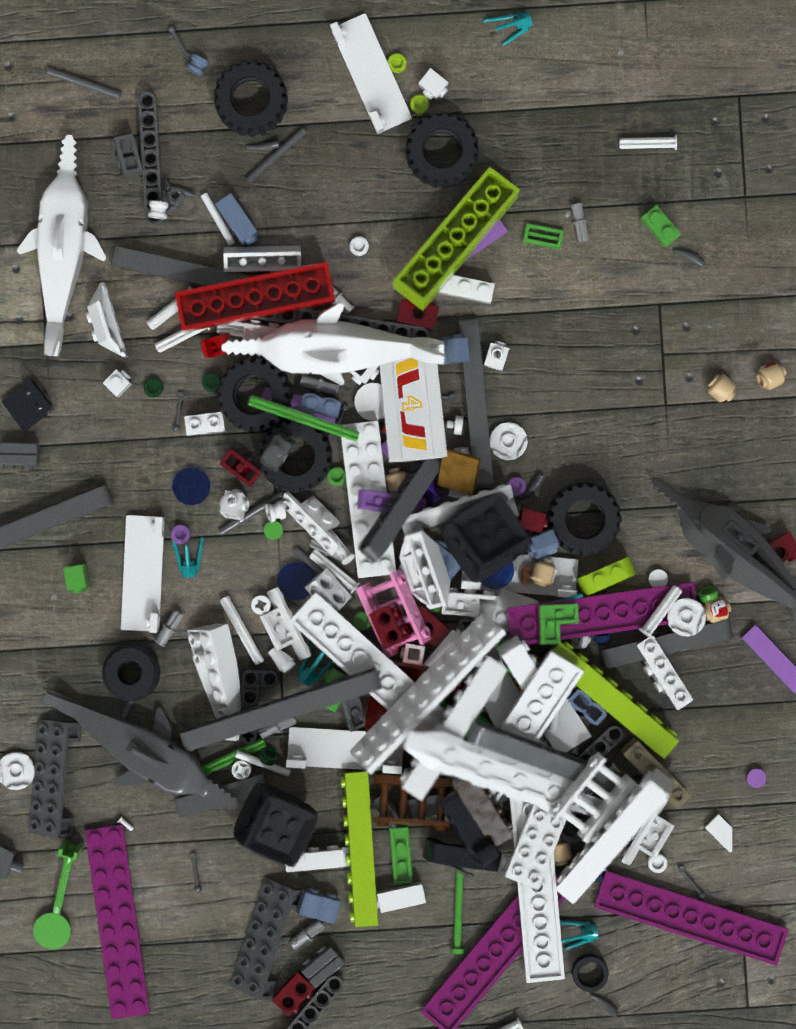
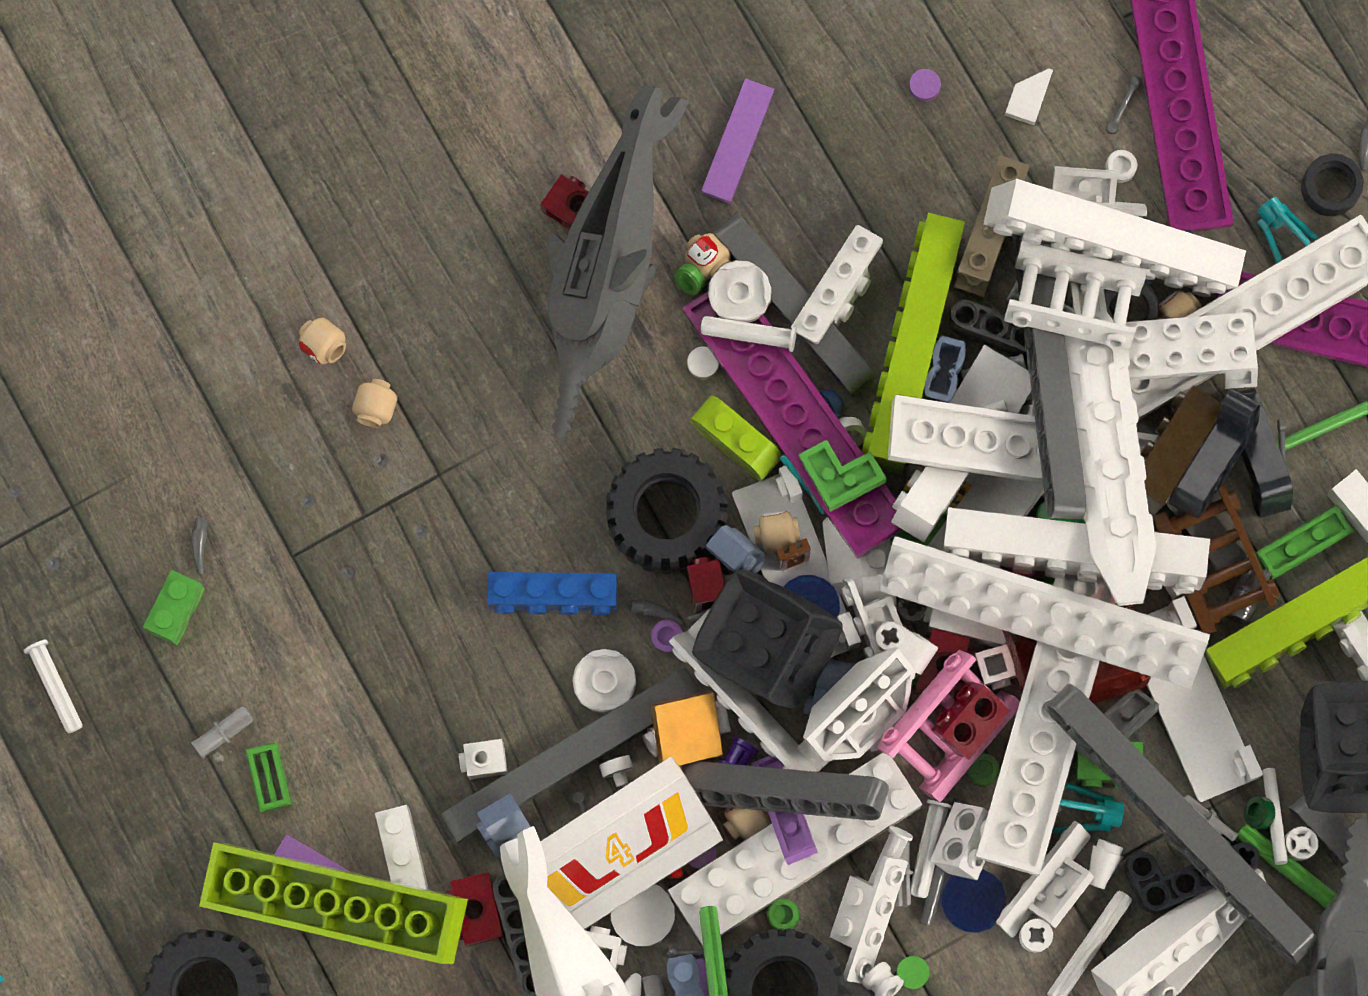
camera: 115 degrees left, 10 degrees down
(444, 614) = (912, 645): none -> white piece
(570, 435) = (552, 592): none -> blue brick

